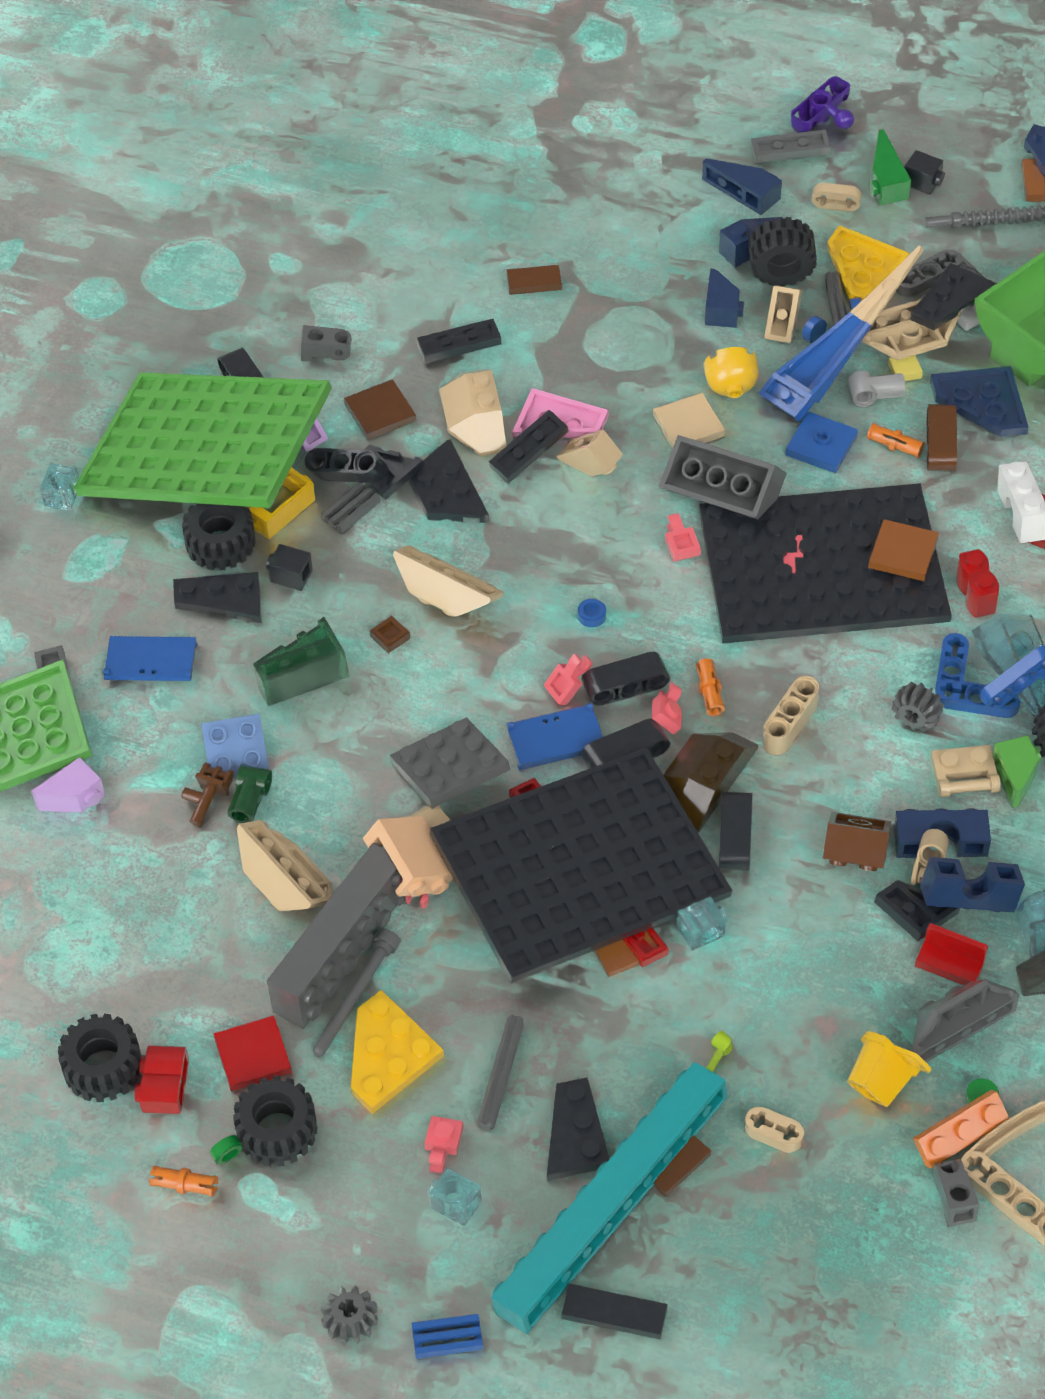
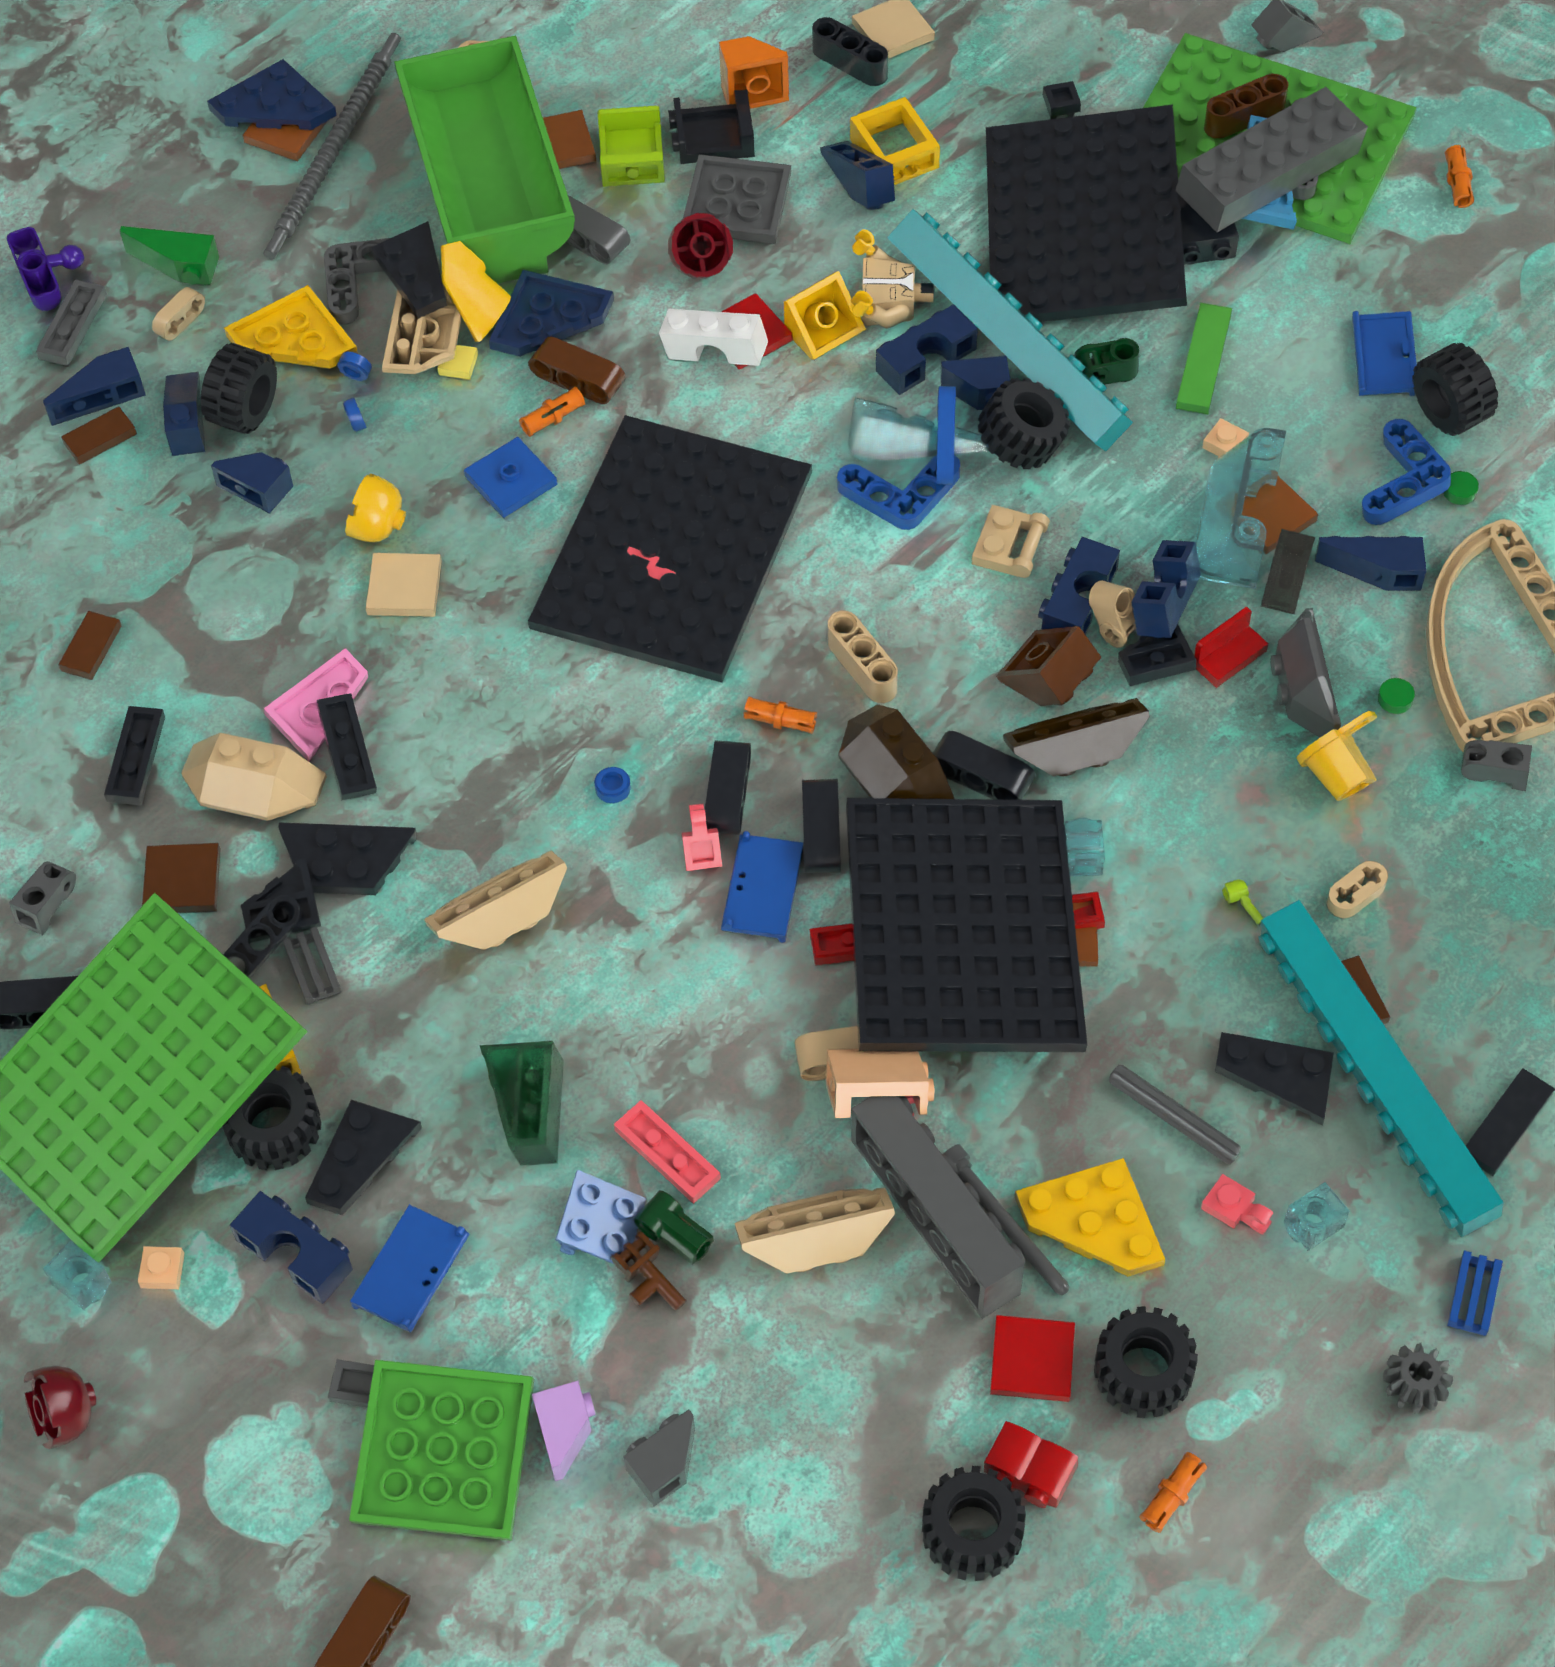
camera: 65 degrees left, 5 degrees up
(71, 857) = (663, 1460): none -> dark grey slope
(89, 529) = (161, 1267): none -> light nougat plate
(129, 606) = (269, 1225): none -> dark blue arch
(226, 1149) = (1154, 1430): green tile -> none
(289, 567) = (367, 1061): black brick -> none
(307, 765) = (667, 1151): none -> coral plate
(389, 634) = (523, 996): reddish brown tile -> none
(449, 762) = (750, 1001): dark grey plate -> none
(591, 453) = (393, 692): tan slope -> none
(666, 710) = (797, 765): coral plate -> none
(680, 541) = (569, 659): coral plate -> none
(707, 205) = (99, 435): none -> reddish brown tile
(722, 477) = (517, 581): dark grey slope -> none
(783, 313) = (312, 430): tan slope -> none
(793, 876) = (1079, 738): none -> wedge
(812, 371) = (422, 440): blue plate -> none
(835, 296) = (342, 384): dark grey axle -> none
(868, 388) = (469, 402): light grey piece -> none
(903, 550) = (712, 464): dark orange tile -> none
(917, 706) = (920, 540): dark grey gear -> none
(925, 172) = (202, 218): black brick -> none
(960, 338) = (471, 289): none -> yellow panel
(961, 1128) = (1432, 727): orange plate -> none
(977, 583) = (788, 423): red brick -> none
(1016, 766) = (1035, 490): bright green slope -> none

